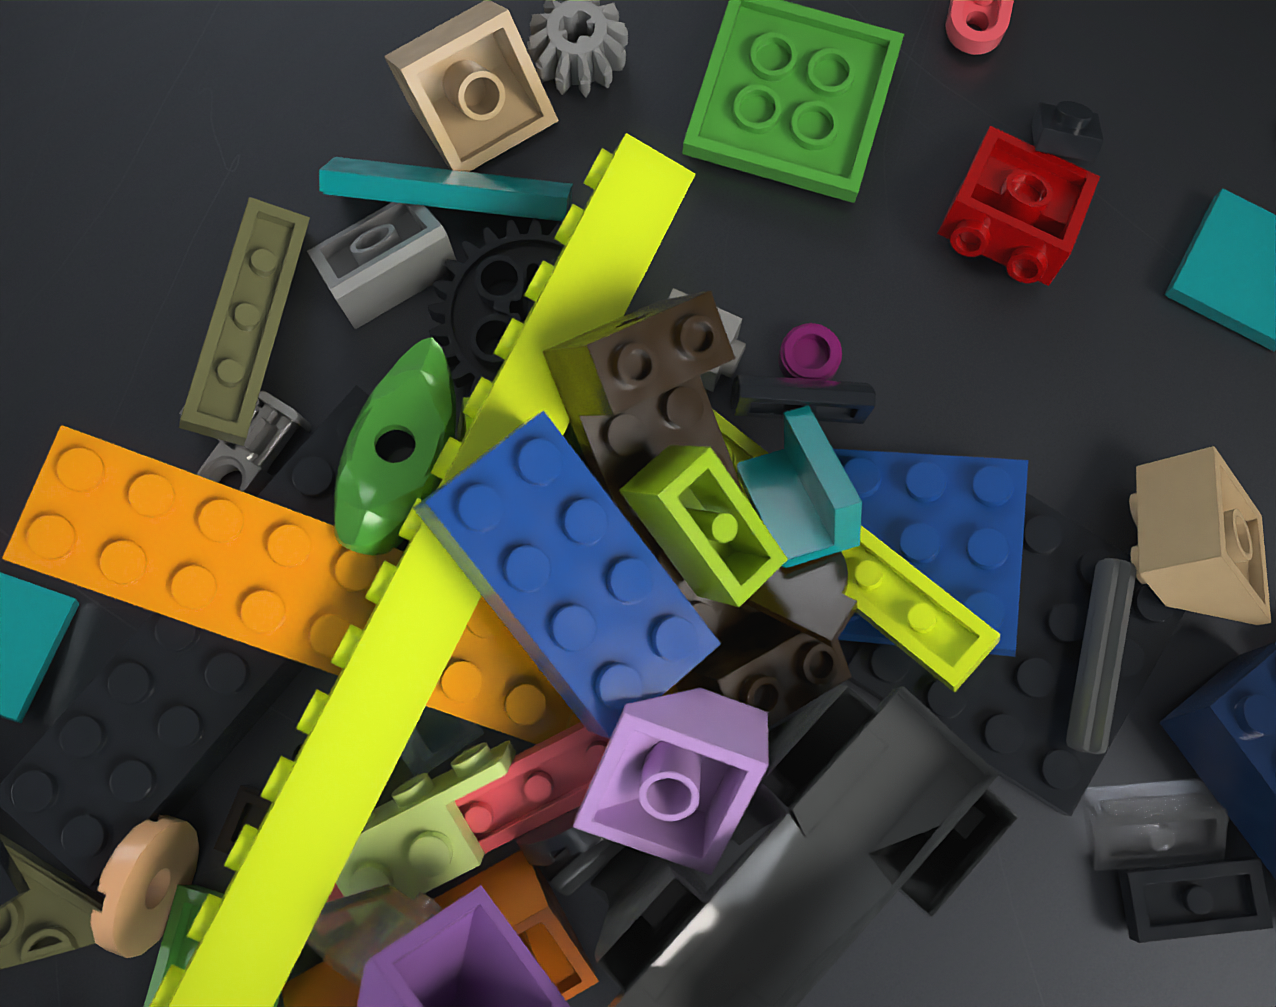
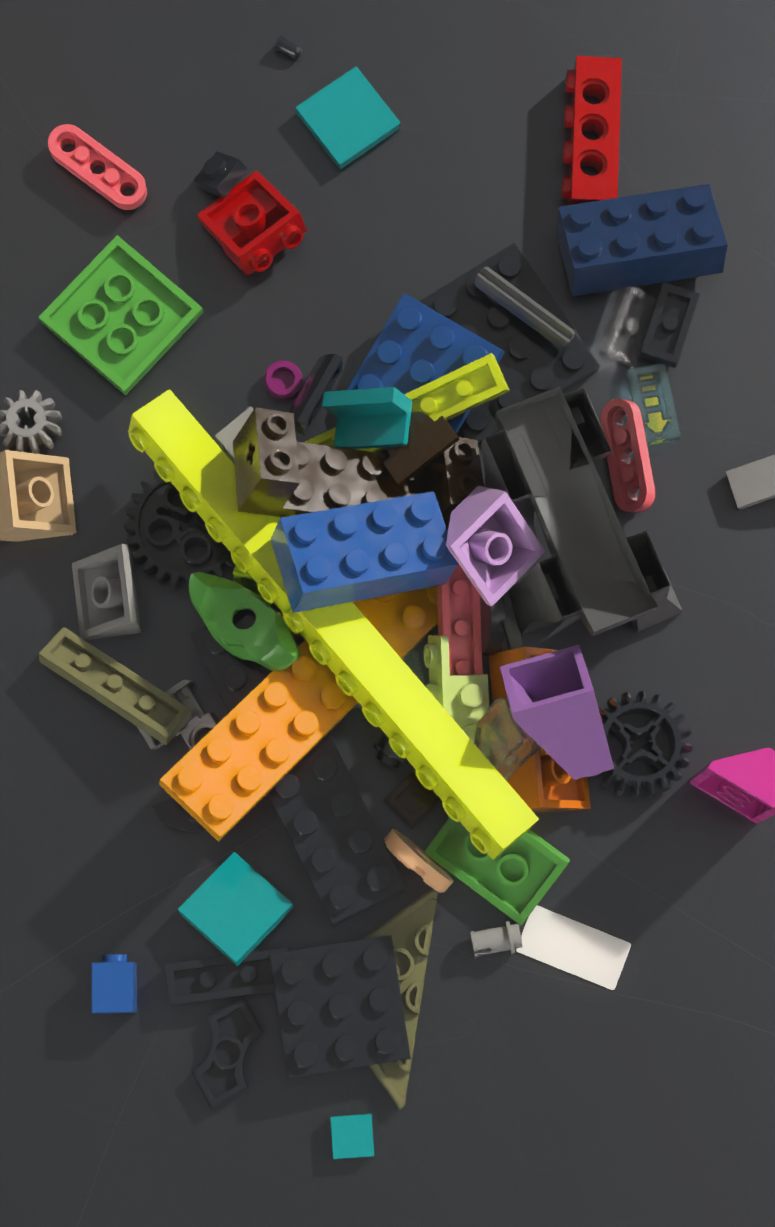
camera: 70 degrees left, 0 degrees up
(445, 188) = (86, 538): teal tile -> none
(704, 524) = (368, 471): lime brick -> none
(916, 939) = (623, 439): none -> coral plate
(1052, 929) = (652, 394): none -> clear light blue tile
(1200, 538) = (486, 225): tan slope -> none

